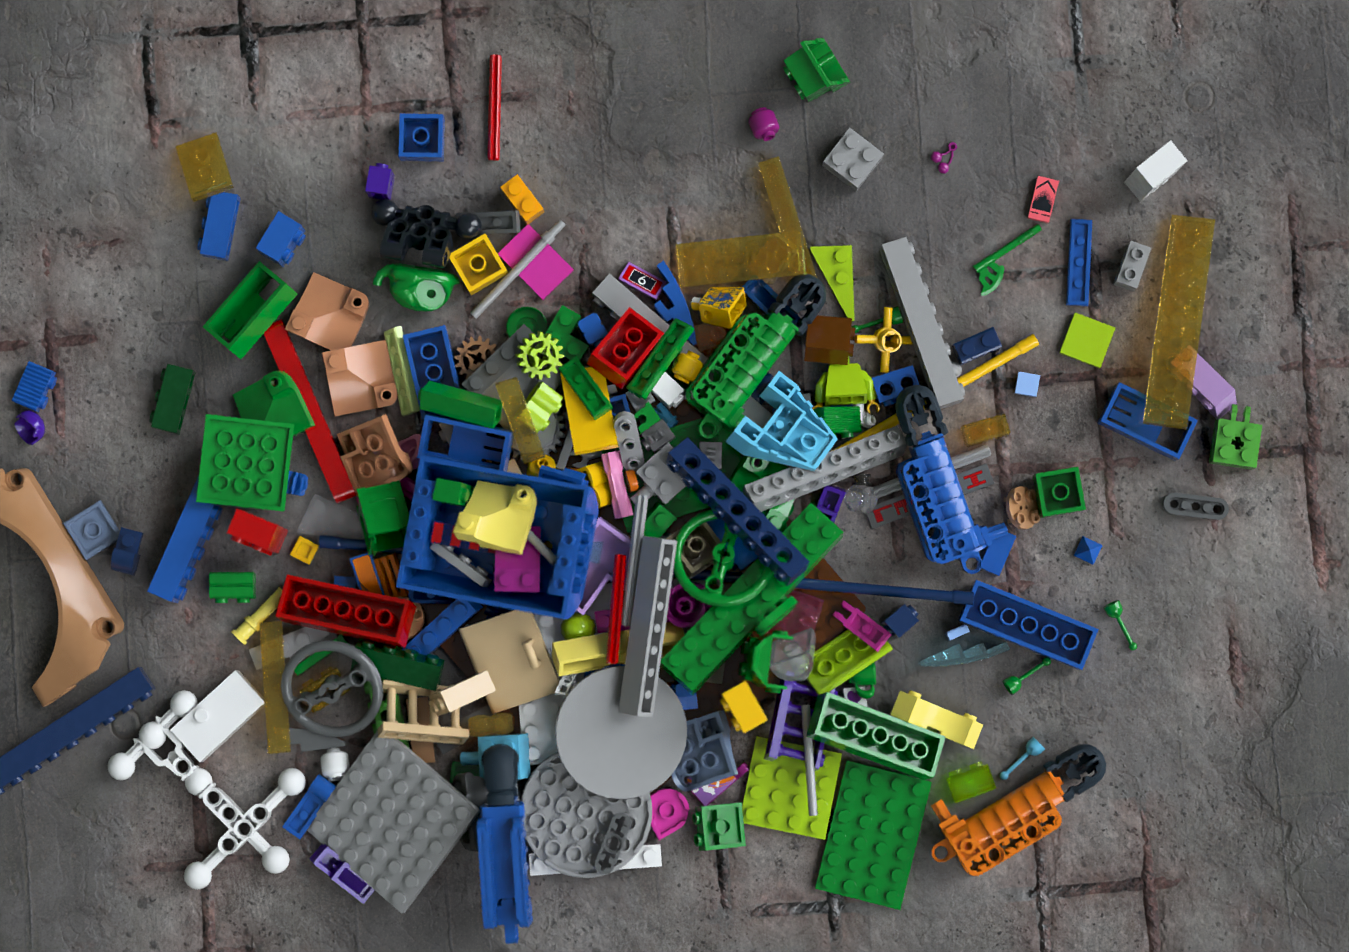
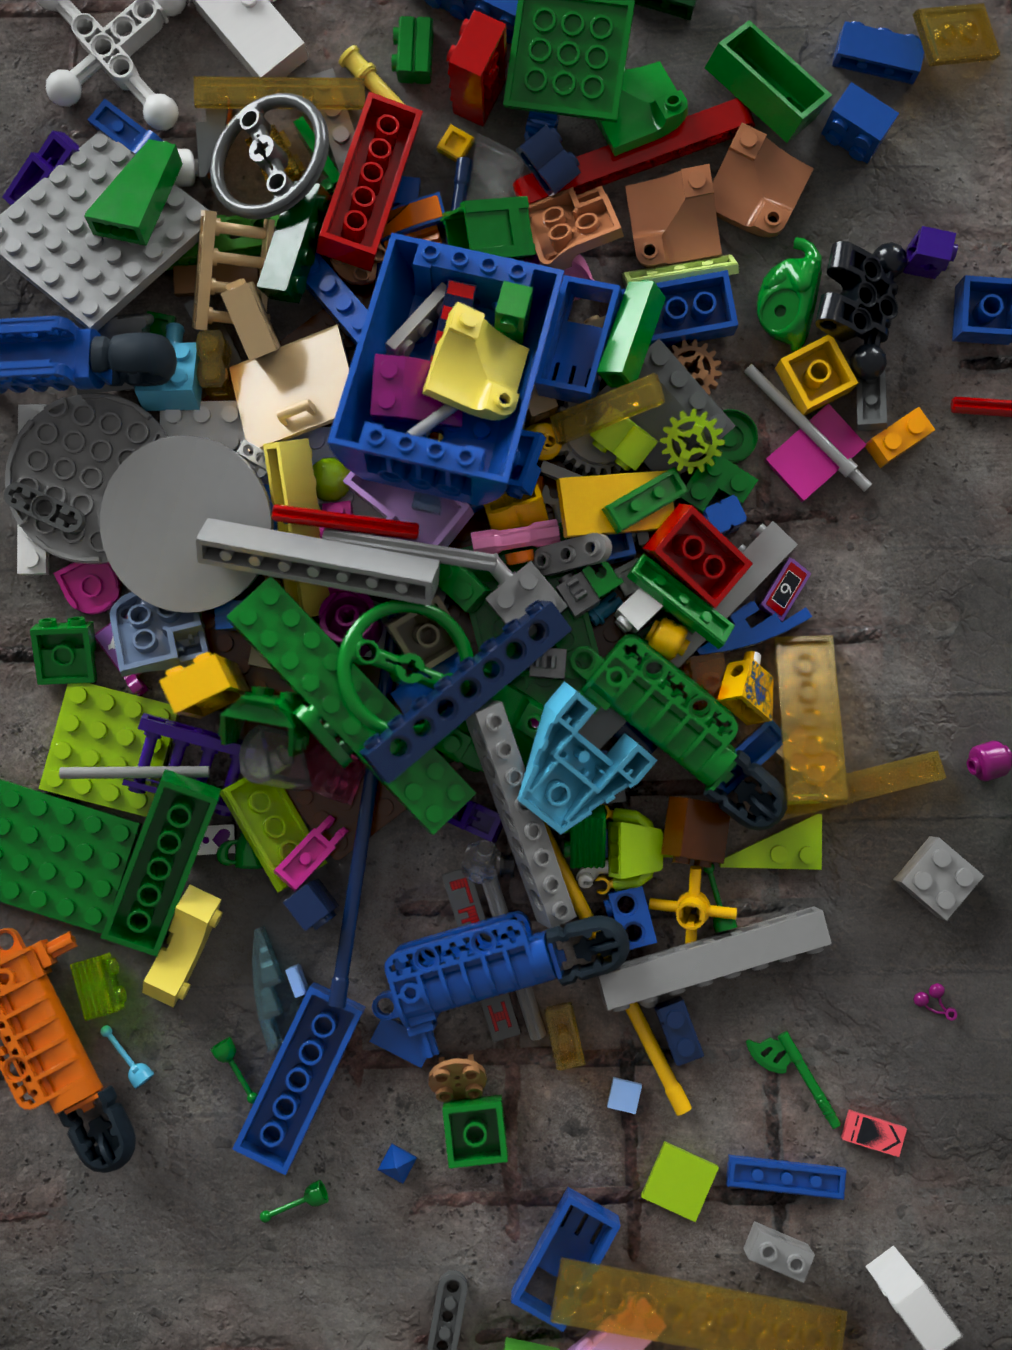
camera: 100 degrees right, 0 degrees up
(324, 474) = (549, 160): none -> dark blue brick
(371, 787) = (137, 195): none -> green slope

